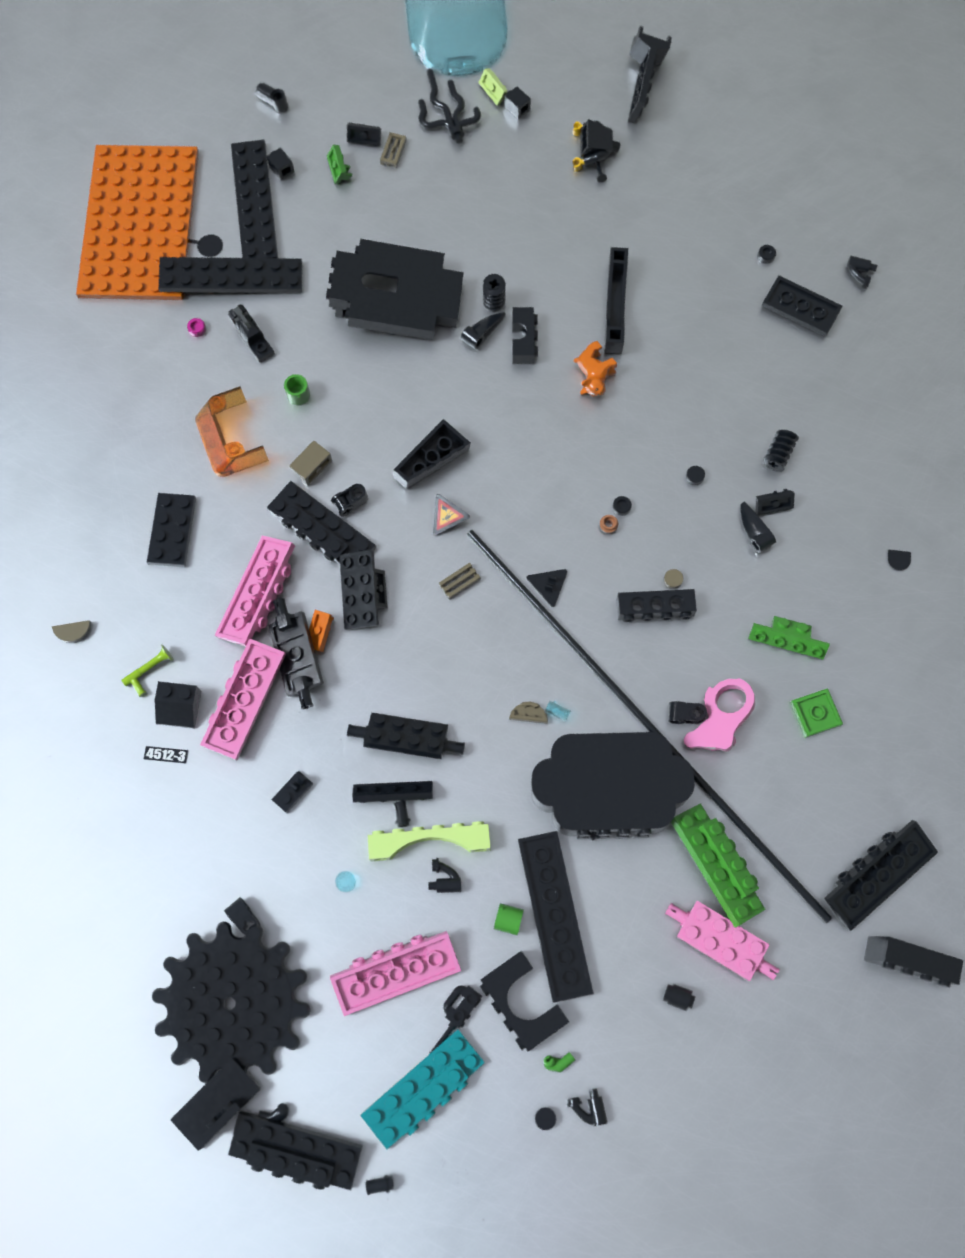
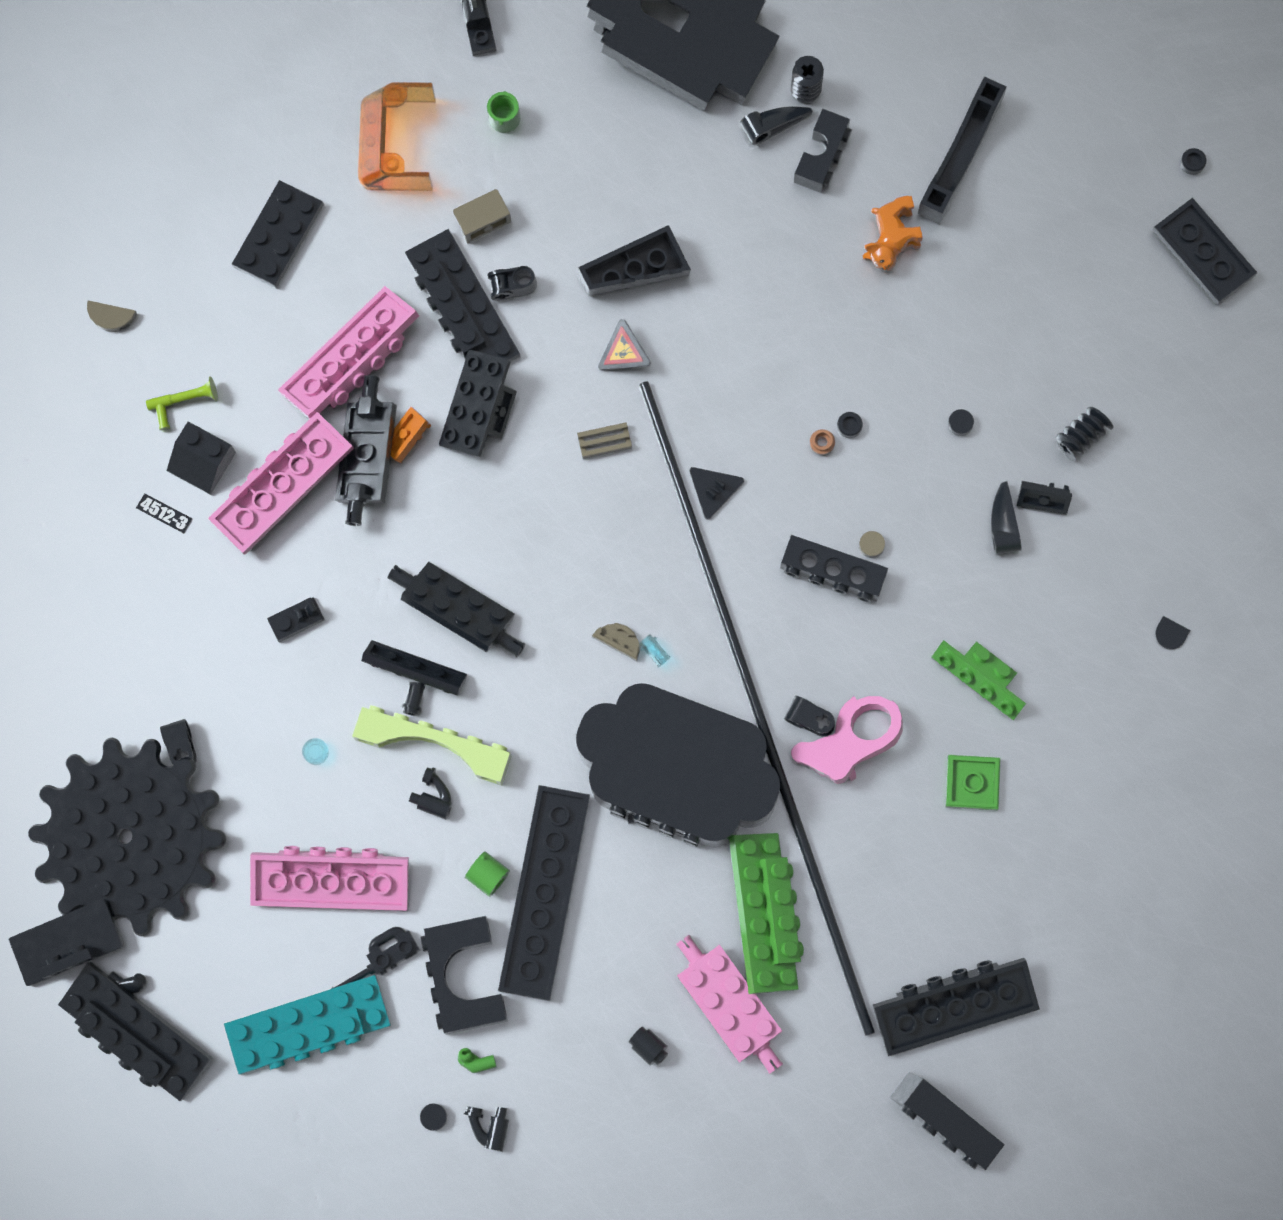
camera: 25 degrees right, 5 degrees up
(379, 1185) = (214, 1109): black pin -> none

